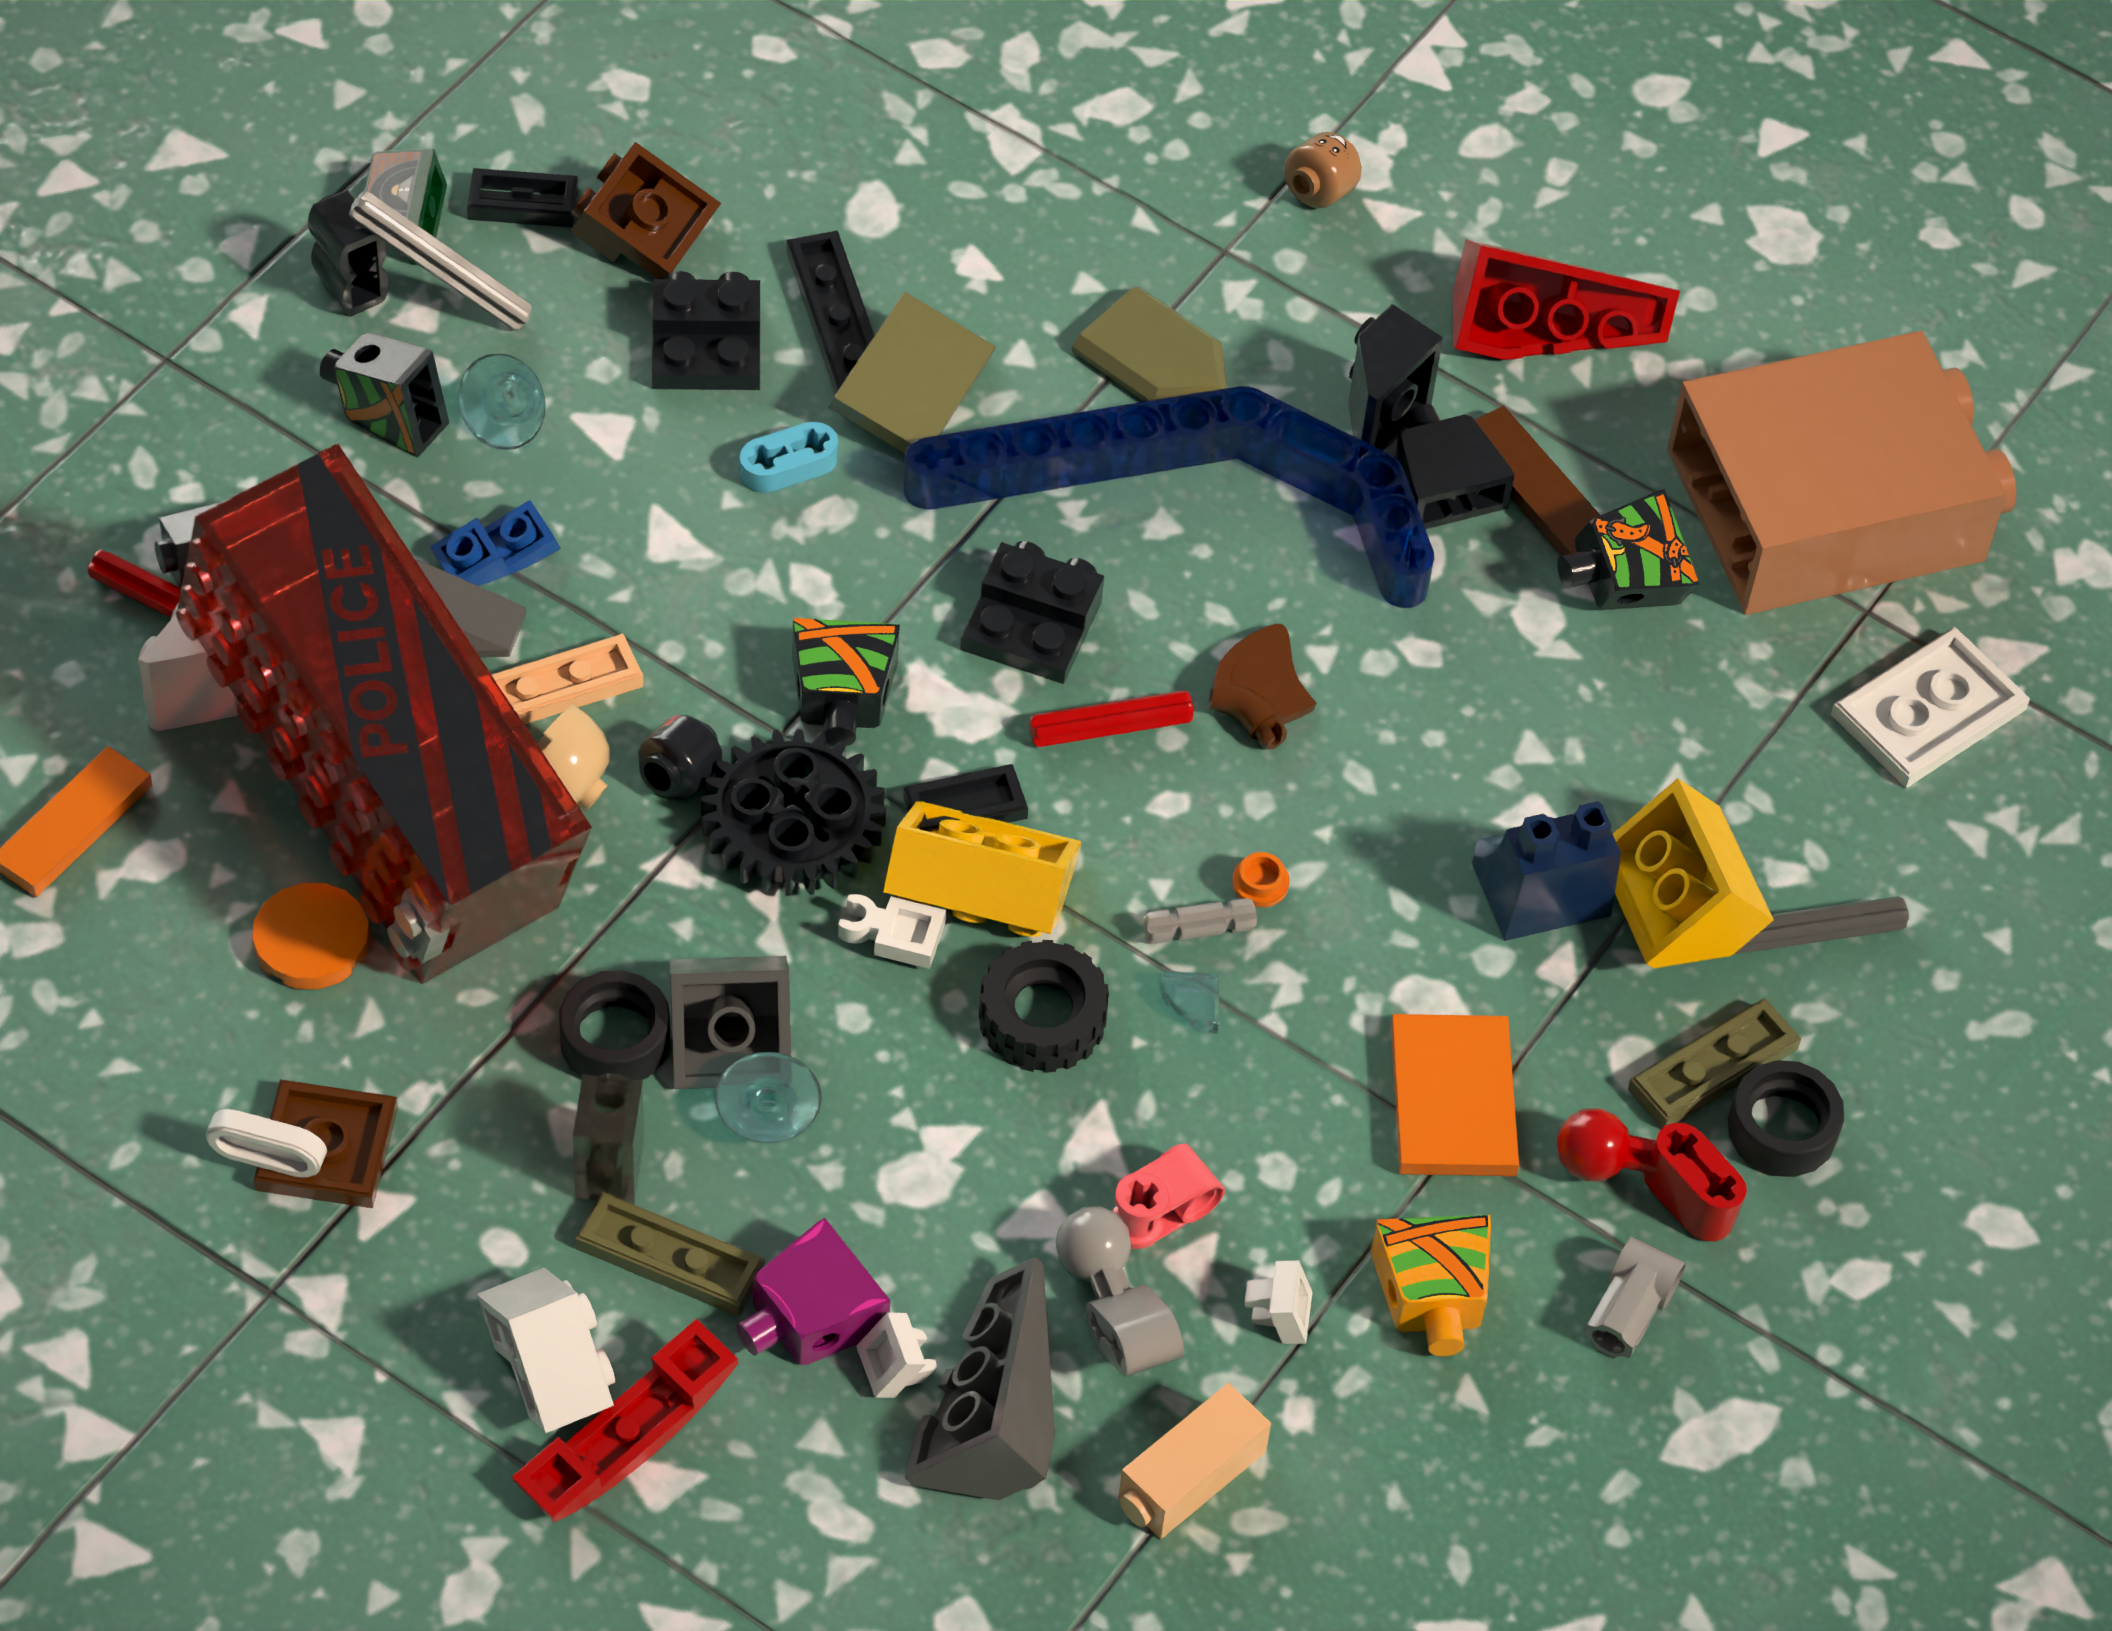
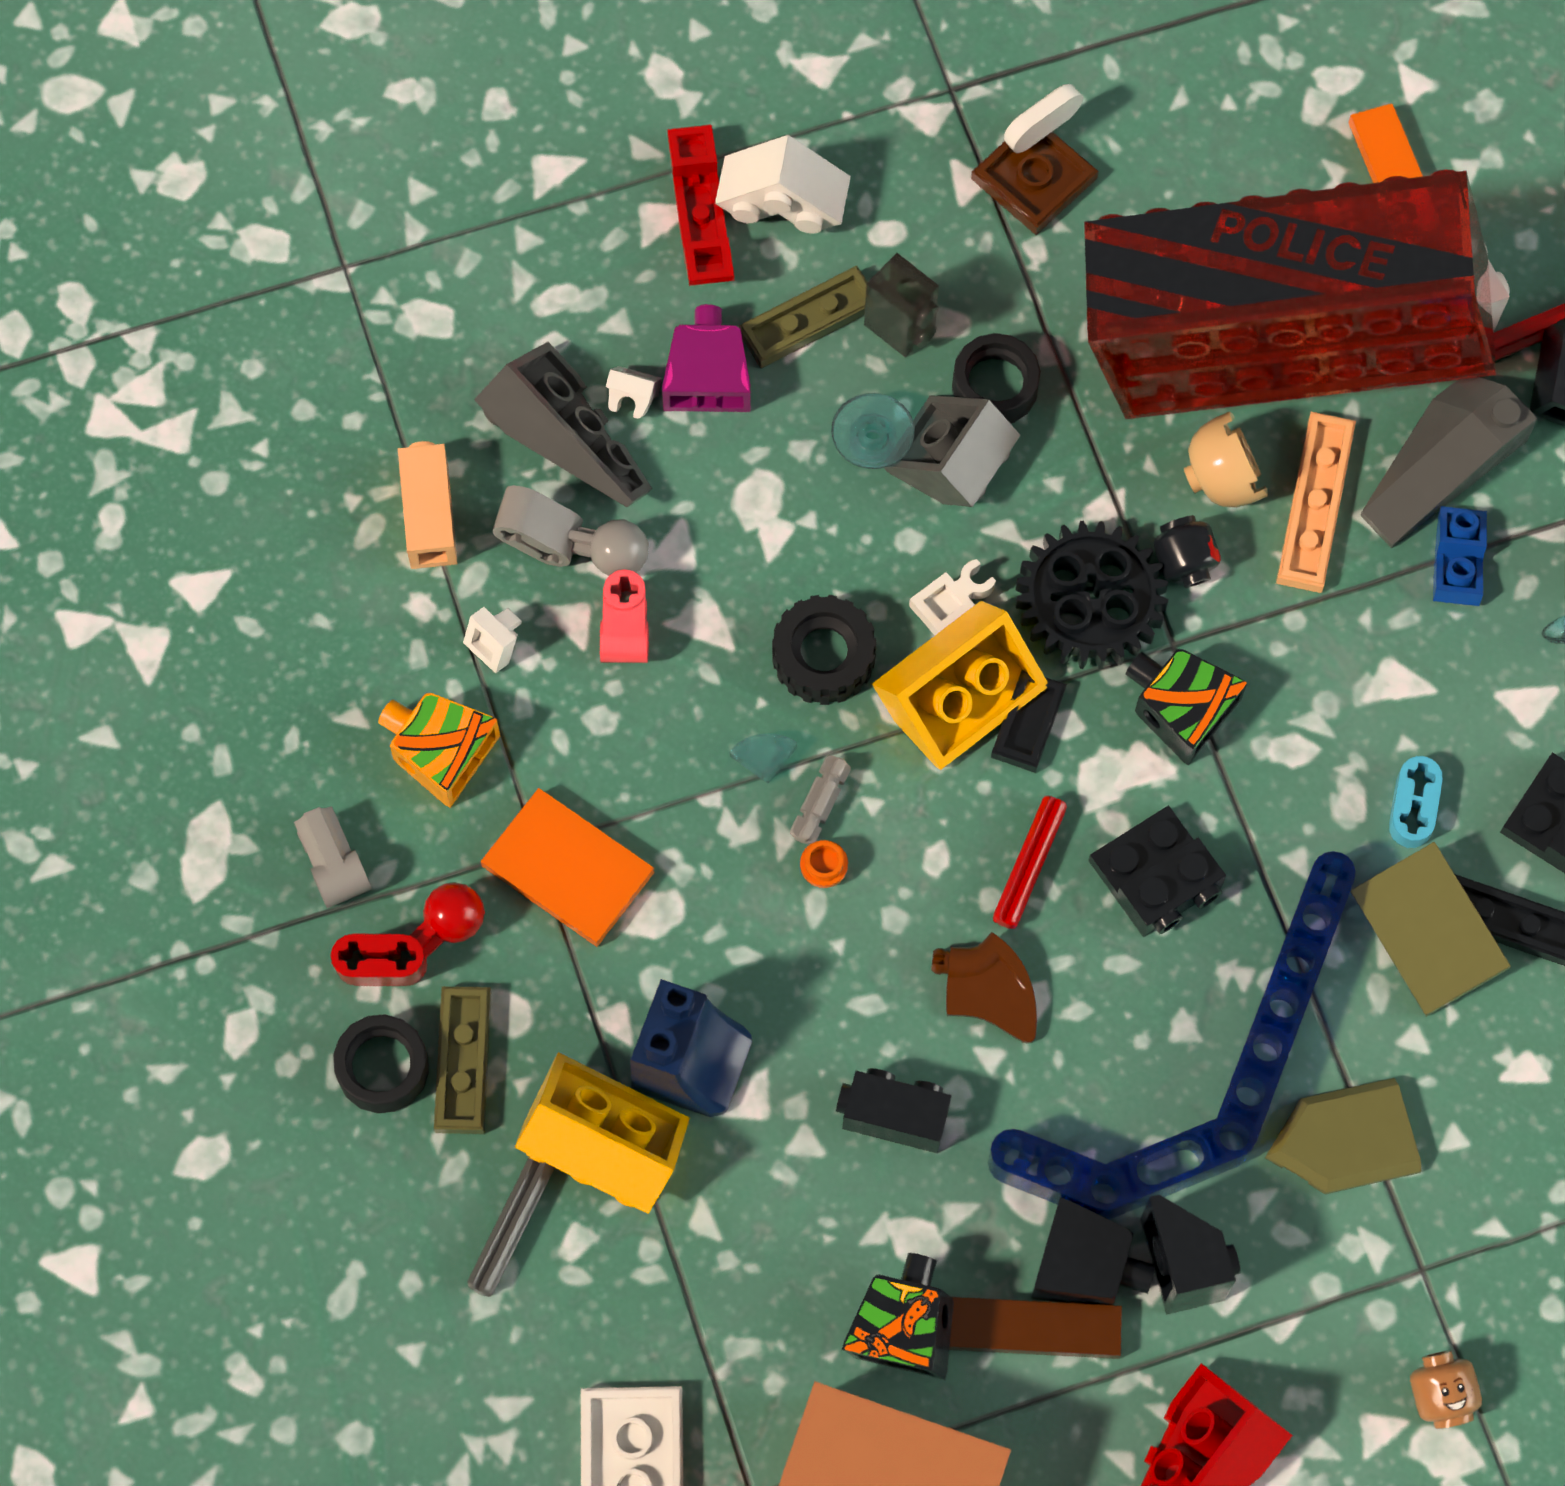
camera: 130 degrees right, 15 degrees up
(1446, 680) = (894, 1109): none -> black brick

